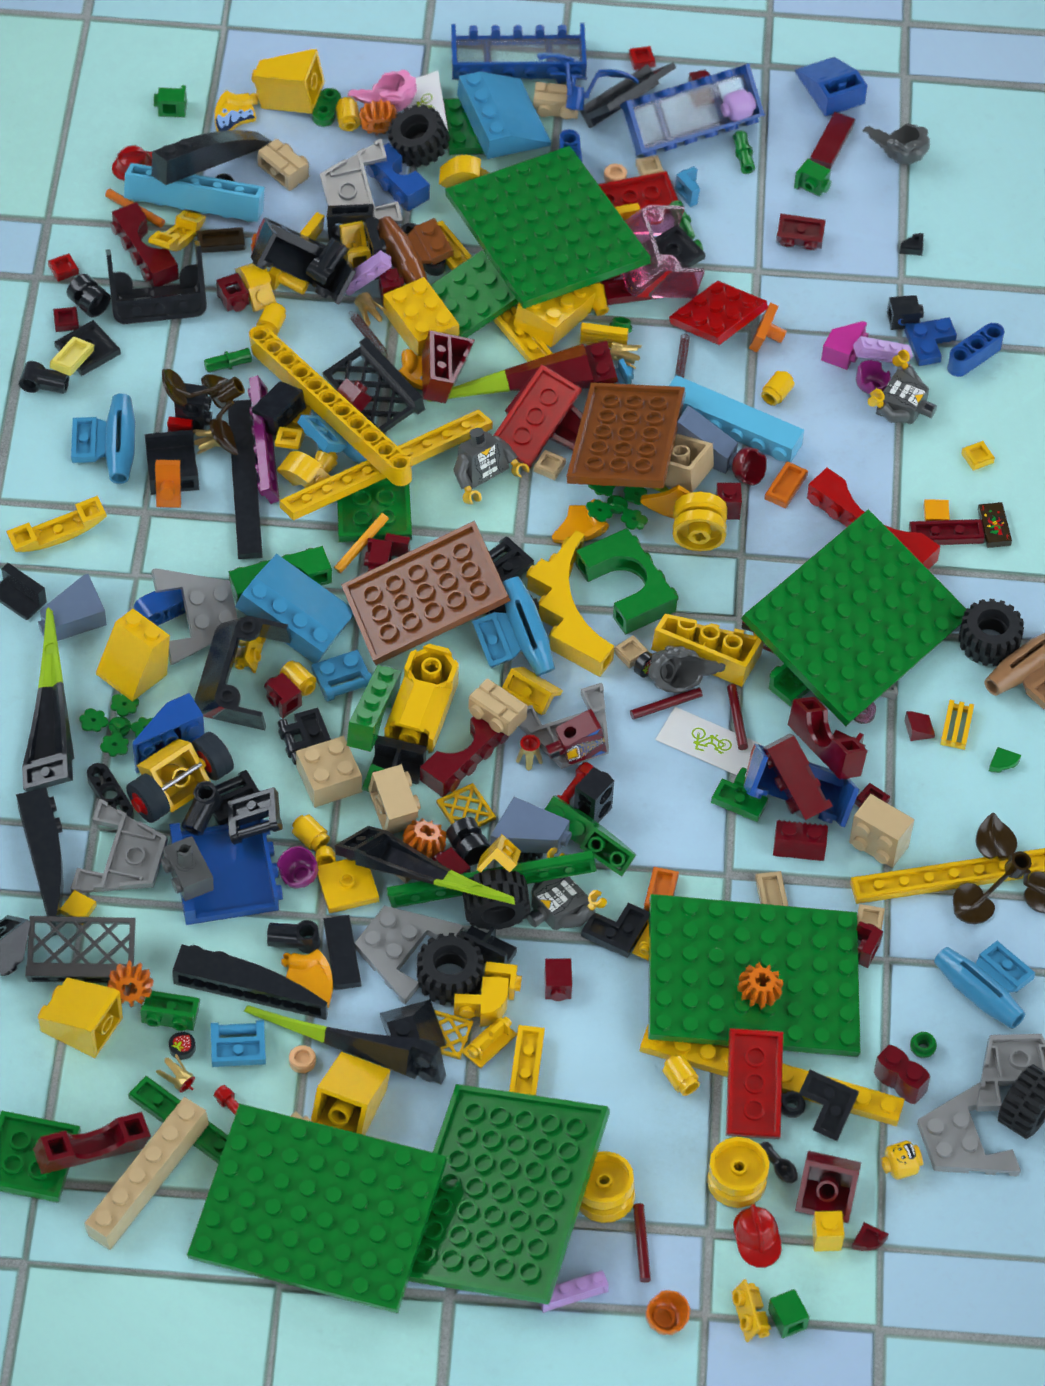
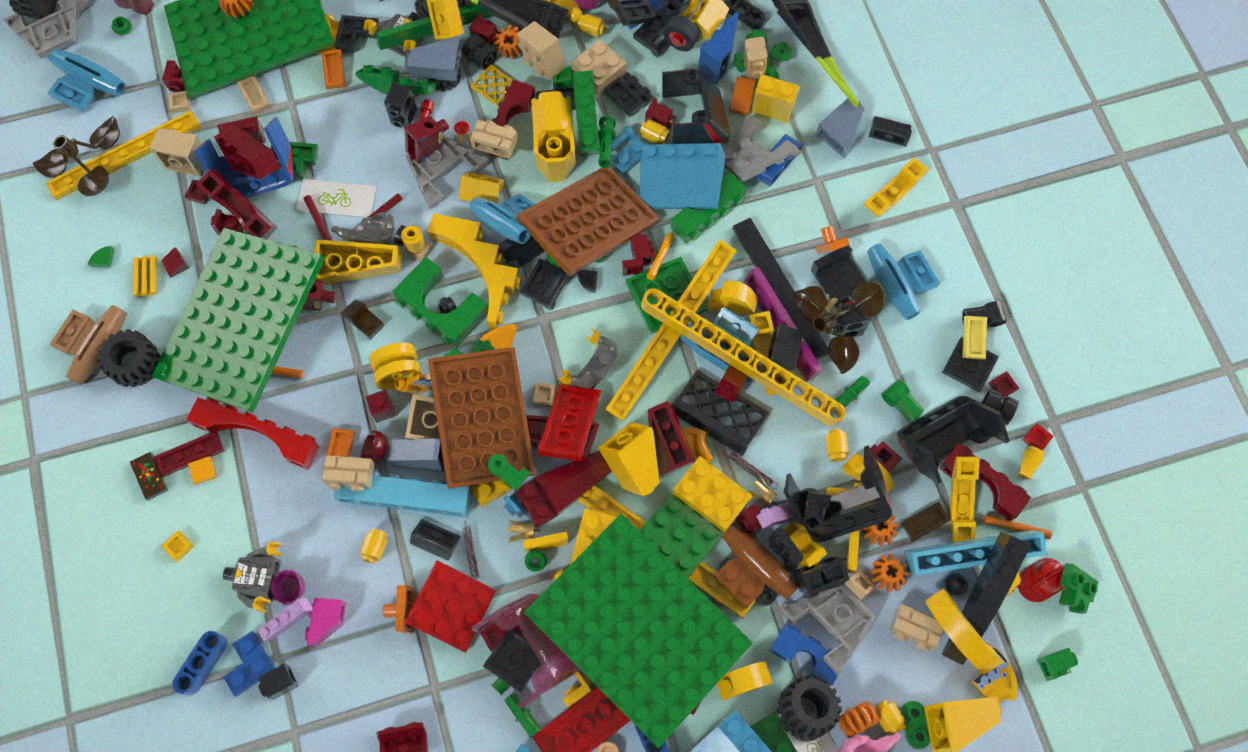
camera: 160 degrees right, 15 degrees up
(84, 248) = (1031, 461): none -> yellow cone
(114, 142) = (1079, 589): none -> green plate
(137, 700) = (755, 57): none -> tan brick
(172, 686) = (742, 96): none -> orange tile
(181, 338) = (899, 396): none -> green piece
(251, 138) = (962, 632): none -> yellow slope
(283, 208) = (892, 581): none -> orange gear
(315, 204) = (860, 585): none -> tan plate
(355, 687) = (606, 136): none -> green pin
(488, 354) = (633, 458): none -> yellow slope
(619, 378) = (506, 473): none -> green leg
(621, 575) = (446, 305): none -> black plate
(634, 639) = (413, 239): none -> yellow brick
(712, 378) = (434, 539): none -> black slope
(721, 599) = (362, 318): none -> dark brown slope
(781, 434) = (348, 472): none -> tan brick

